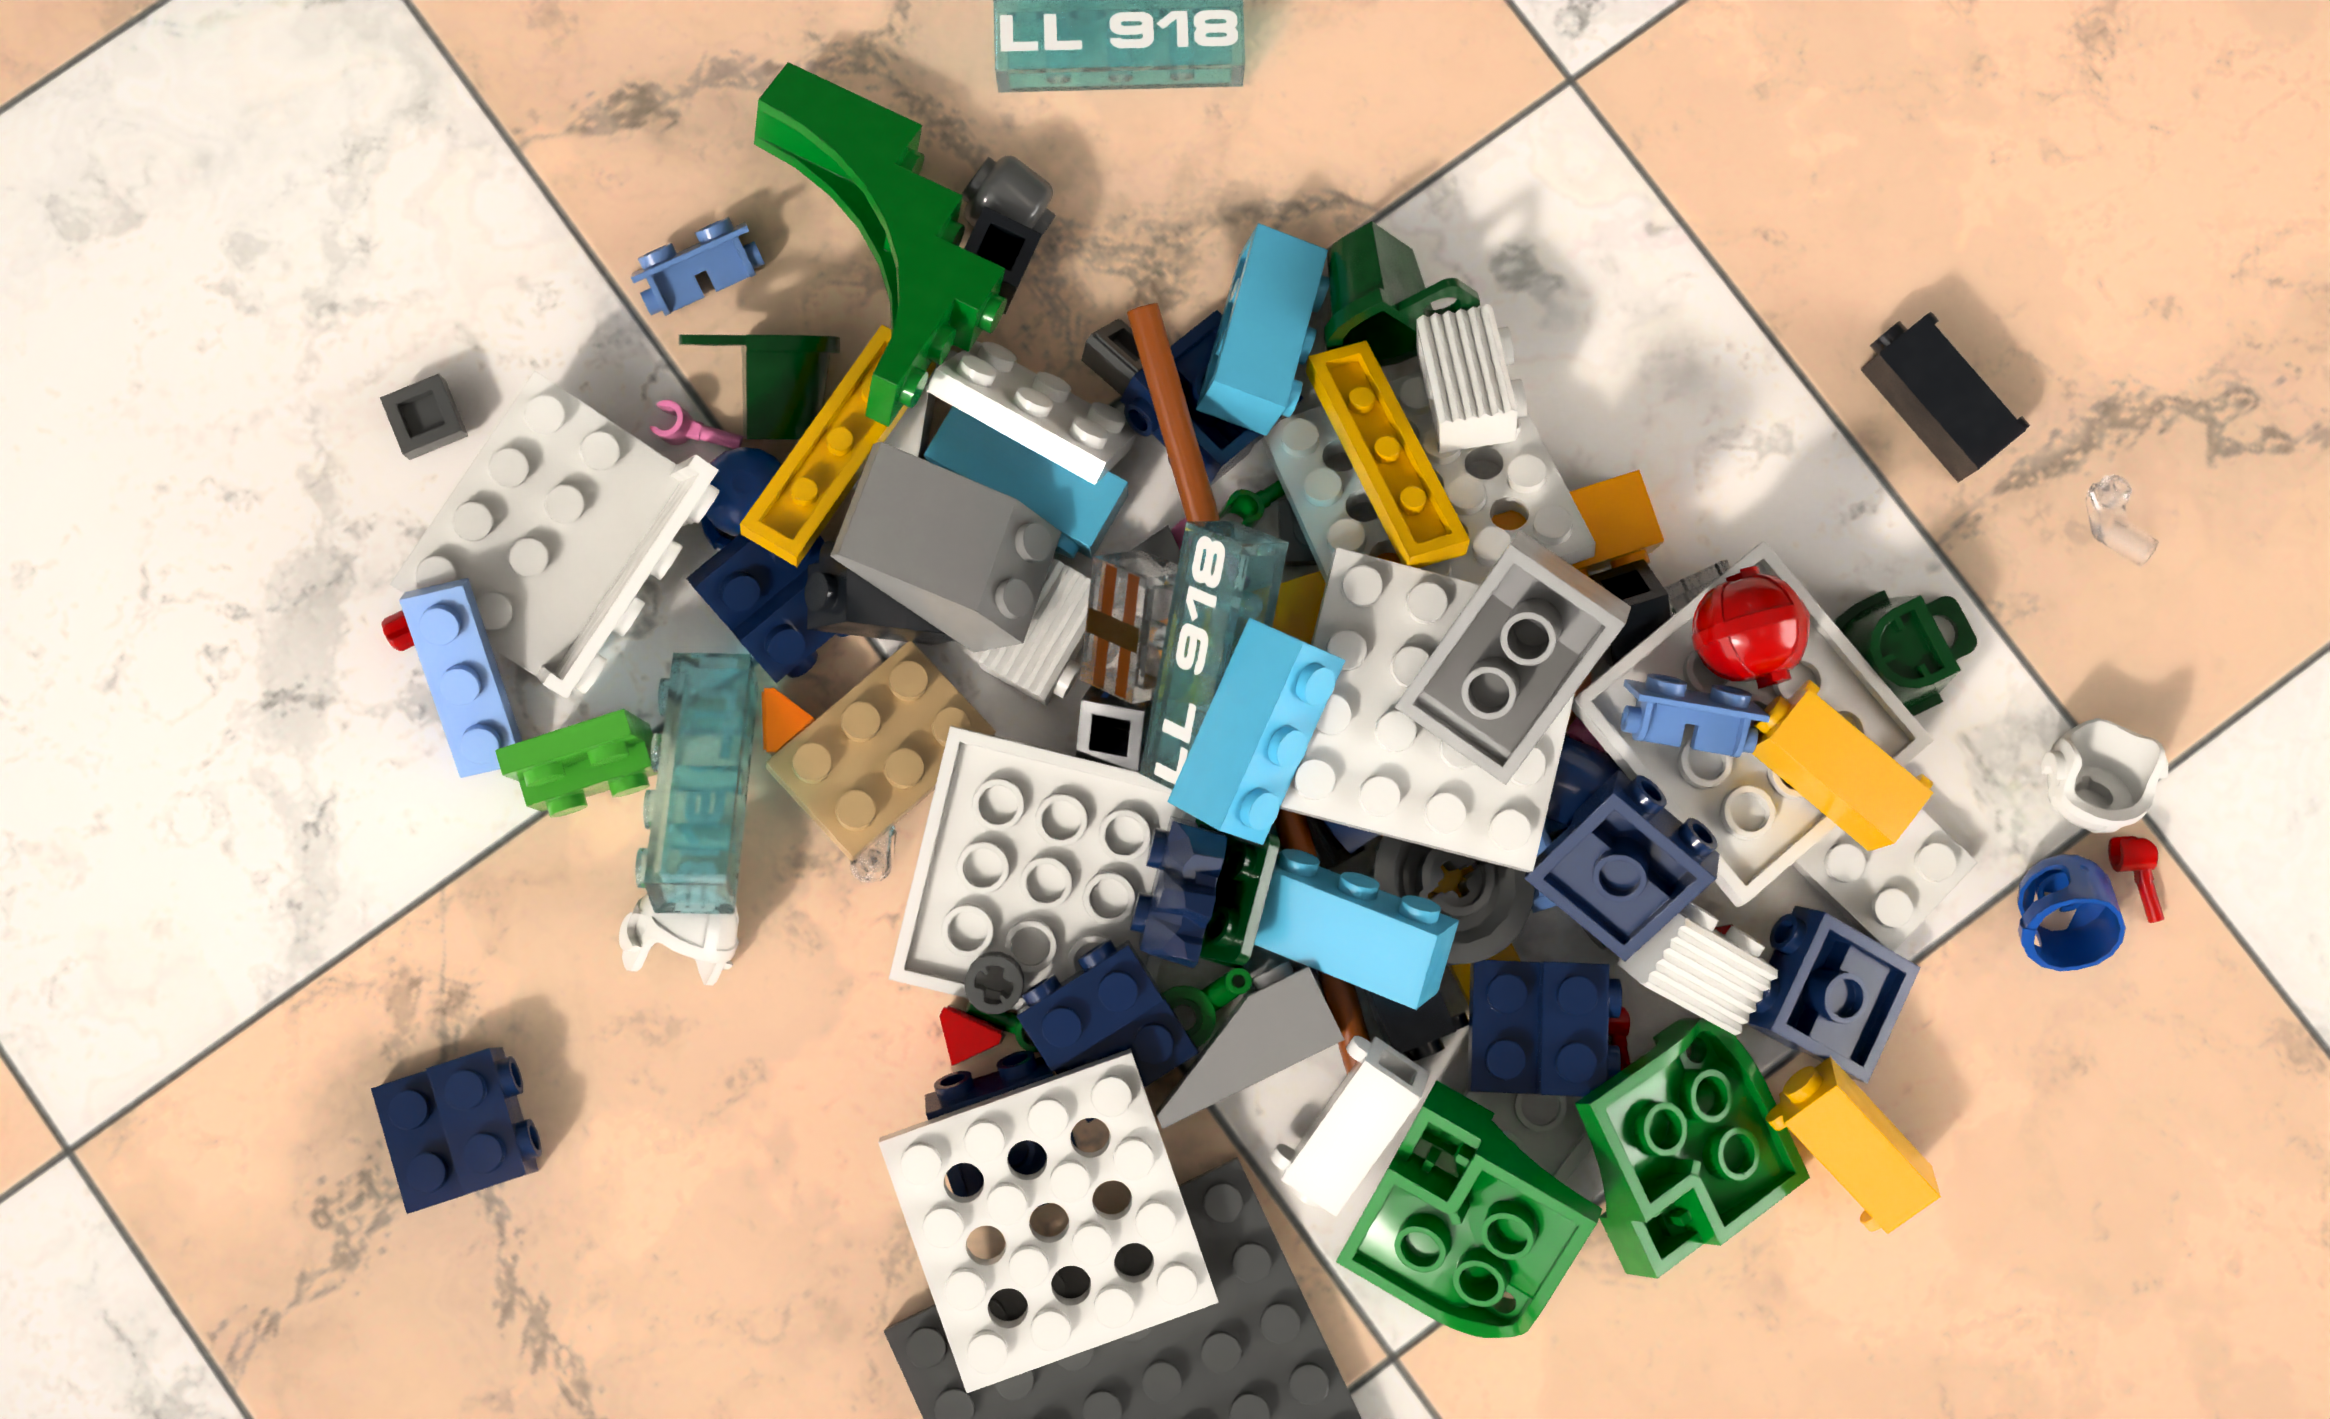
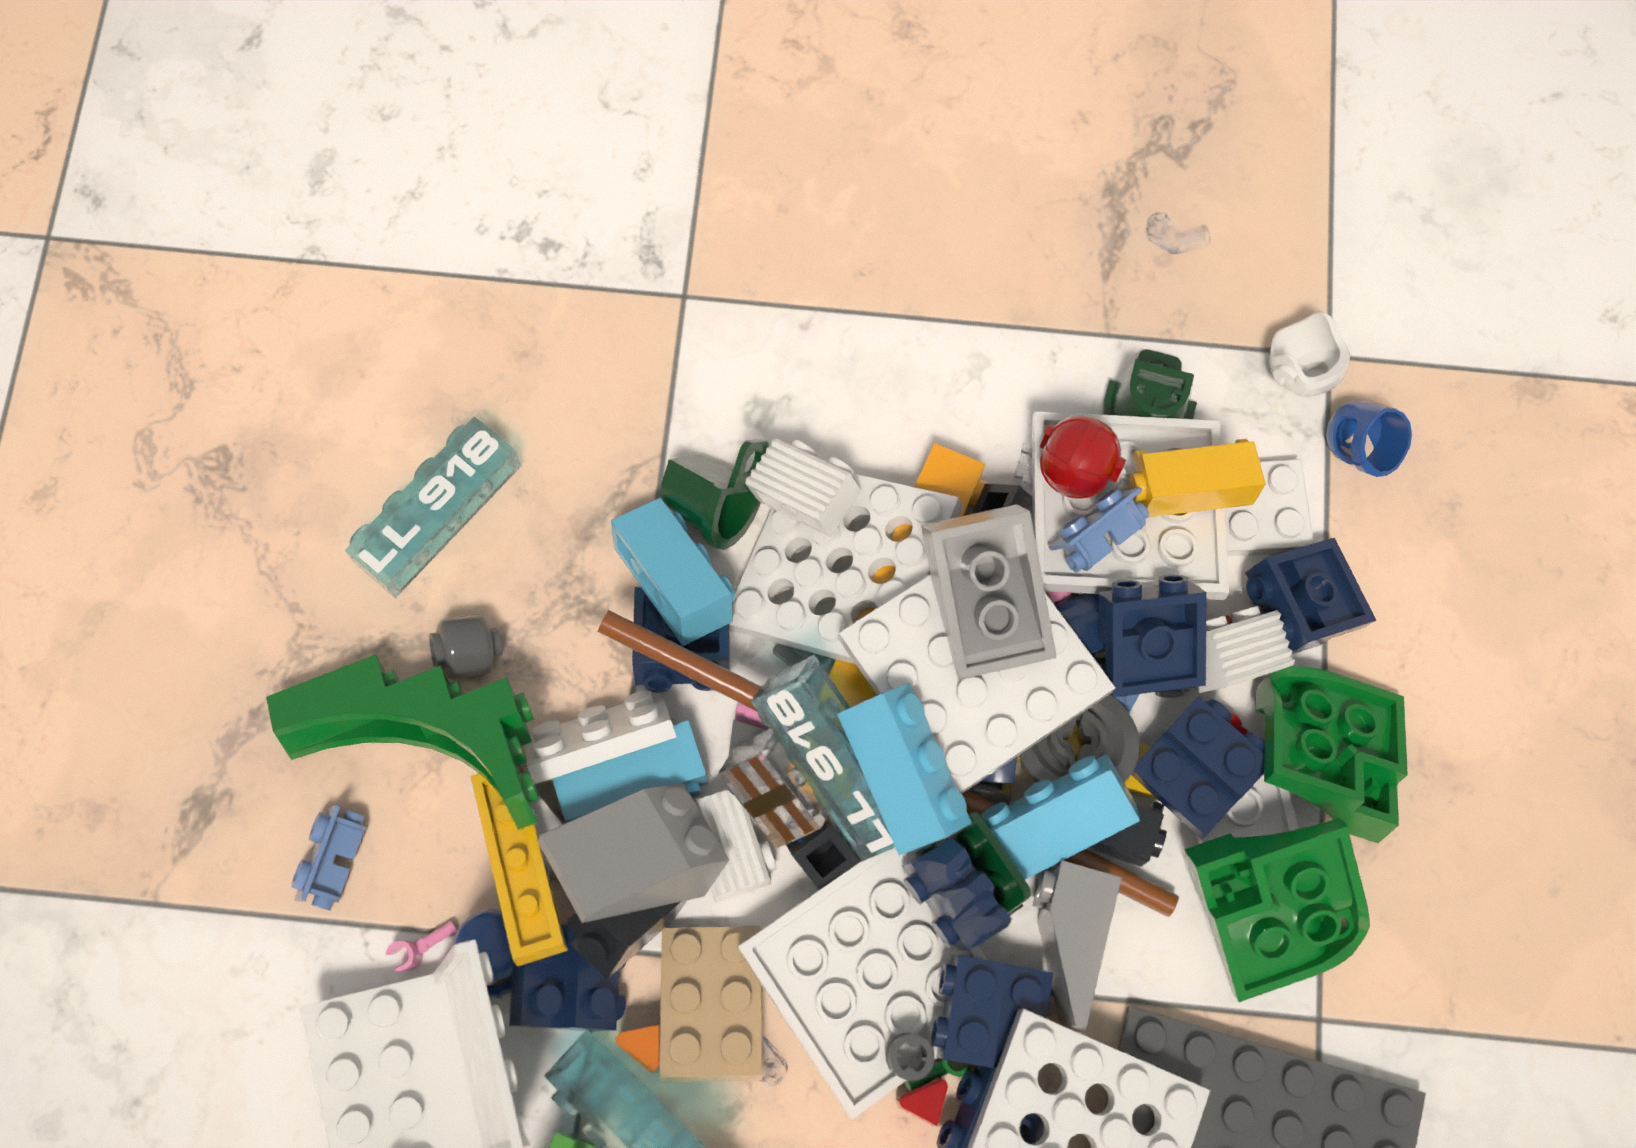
camera: 45 degrees left, 10 degrees down
(424, 416) = (258, 1103): dark grey plate -> none
(780, 380) = (443, 869): dark green container -> none
(1006, 245) = (488, 667): black brick -> none
(1113, 355) = (609, 665): dark grey slope -> none
(1209, 1000) = (1024, 942): green plate -> none
(1251, 505) = (762, 666): green hand -> none
(1353, 1126) = (1170, 921): white brick -> none
(1387, 456) = (807, 564): yellow plate -> none
(1856, 1145) = (1408, 654): yellow brick -> none
(1941, 397) = (1032, 262): black brick -> none
(2141, 857) = (1367, 377): red hand -> none

